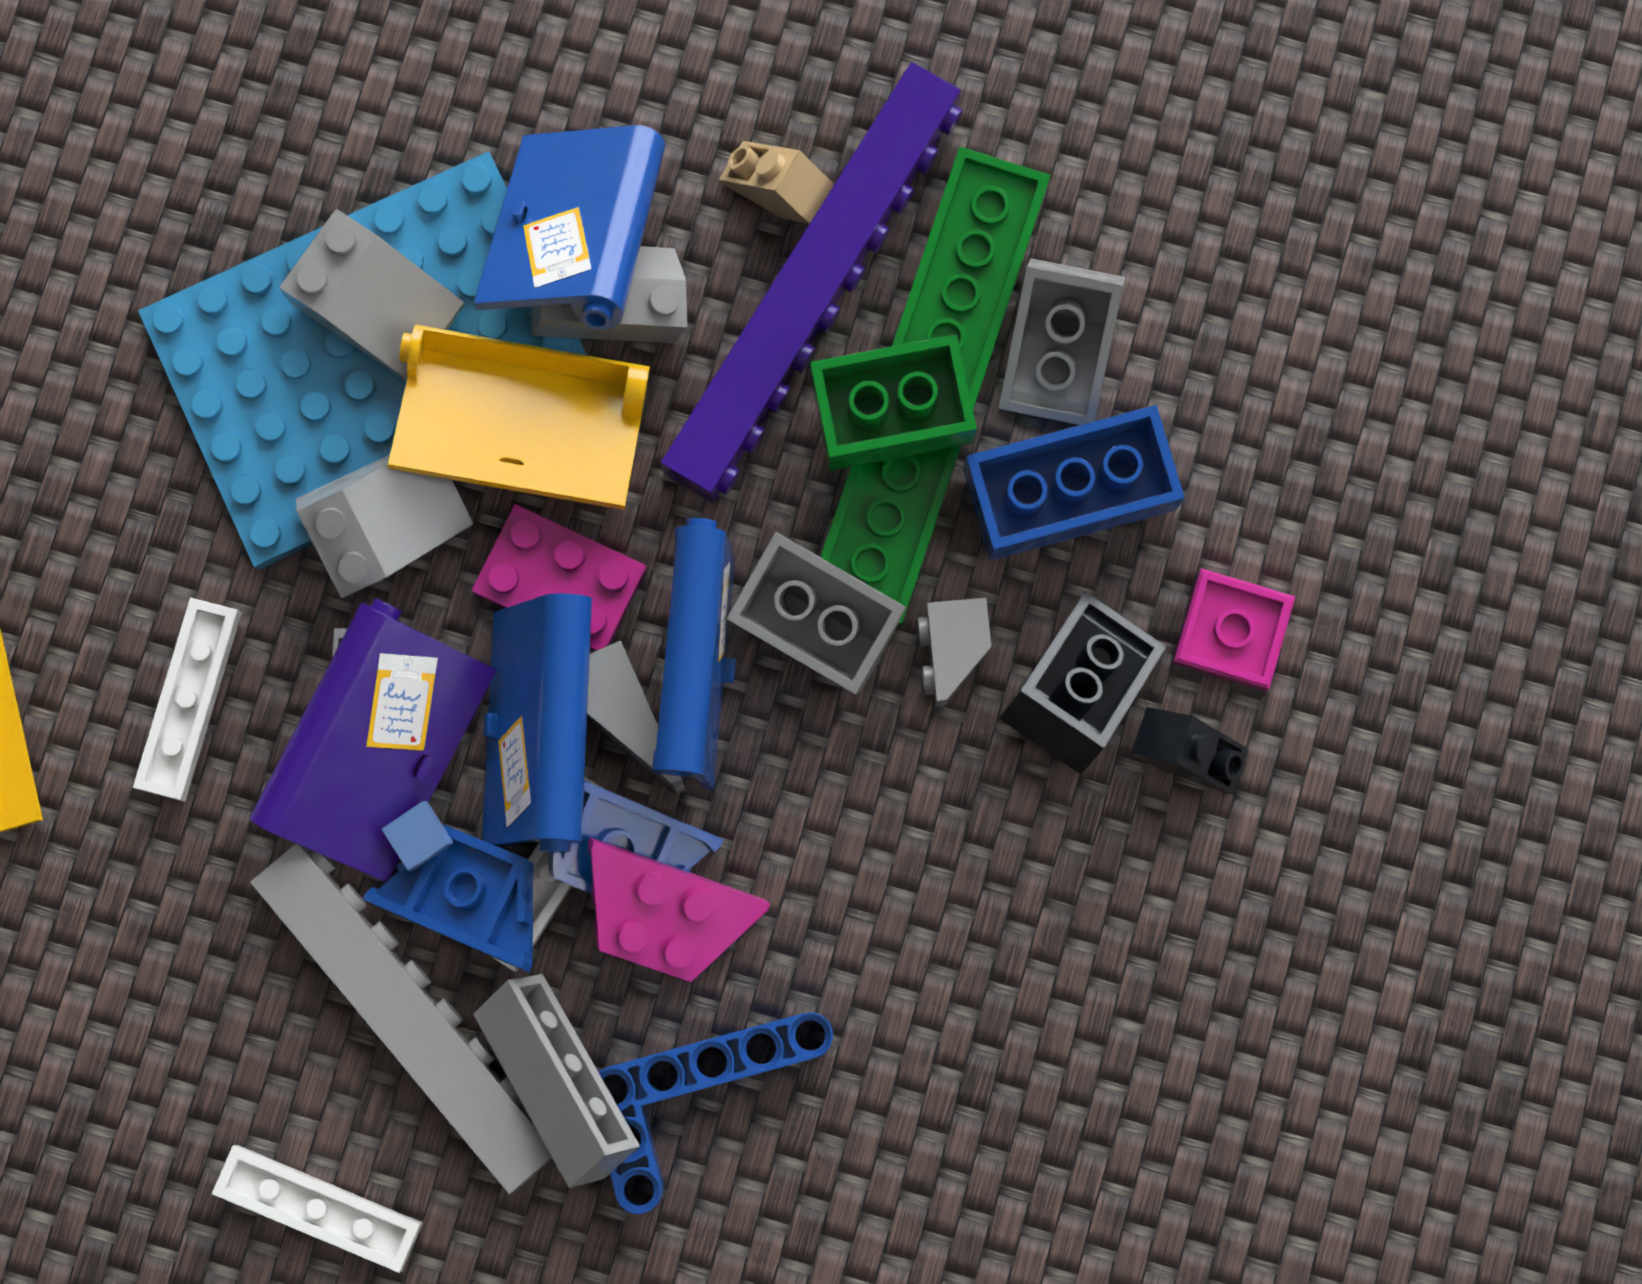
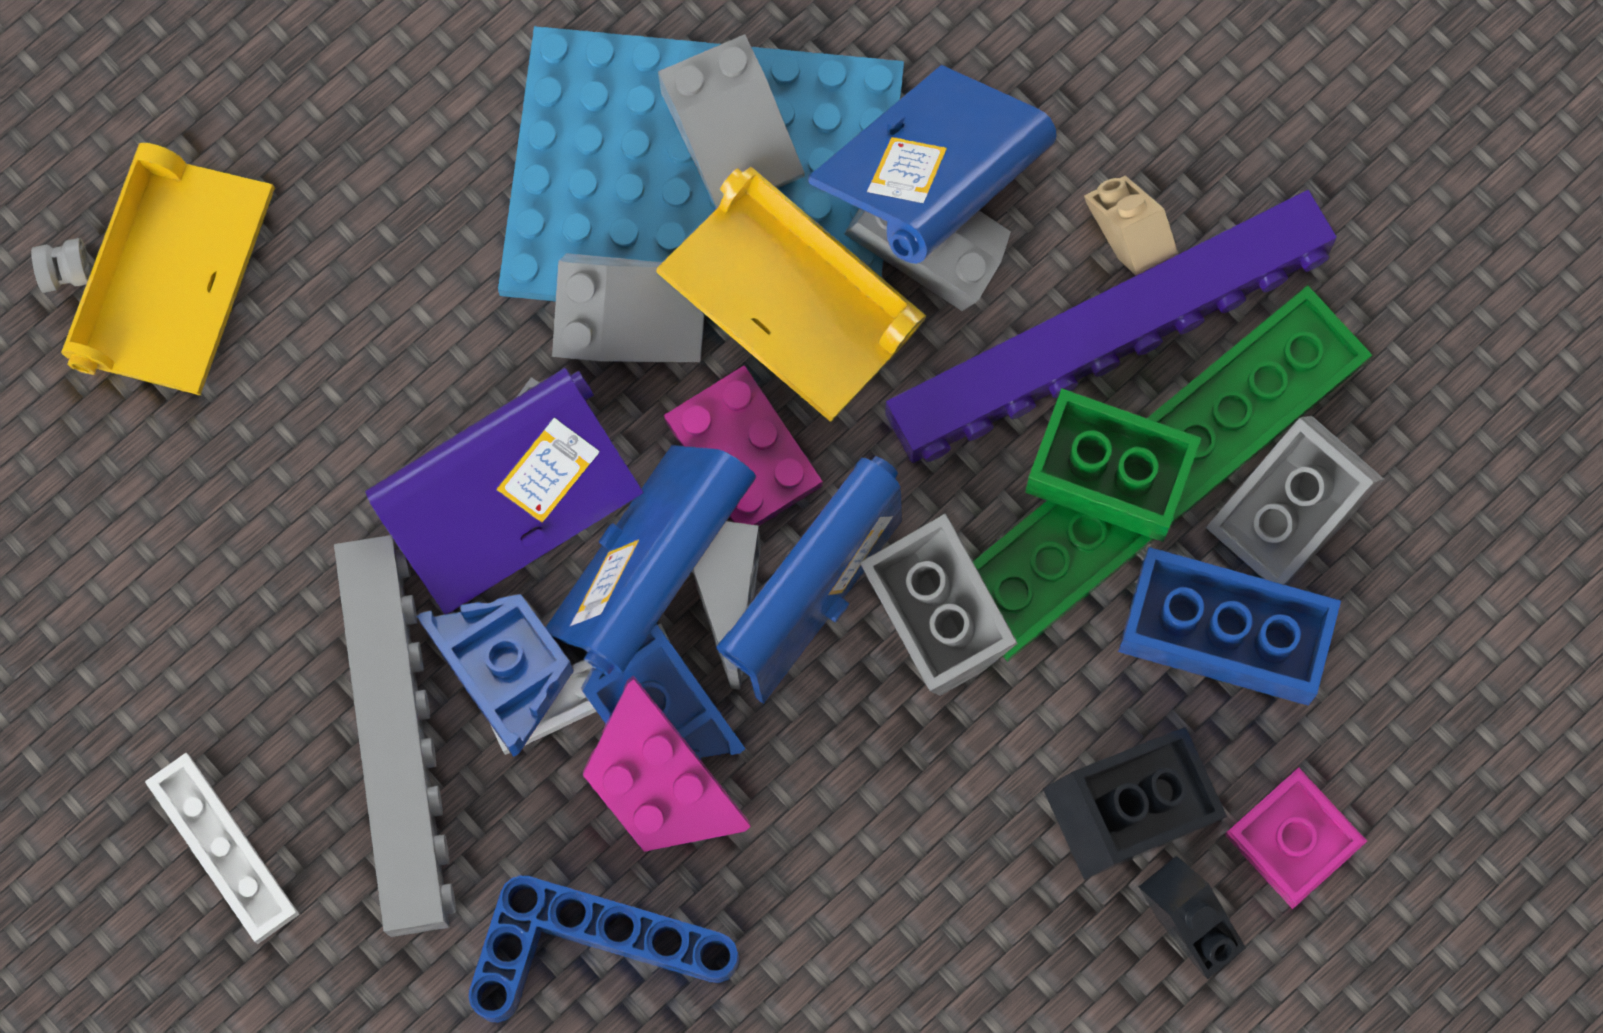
camera: 35 degrees right, 5 degrees down
(187, 699) = (376, 366): white plate -> none
(417, 836) = (492, 589): medium blue tile -> none
(556, 1080) = (480, 860): light grey brick -> none
(956, 642) = (1045, 705): light grey slope -> none

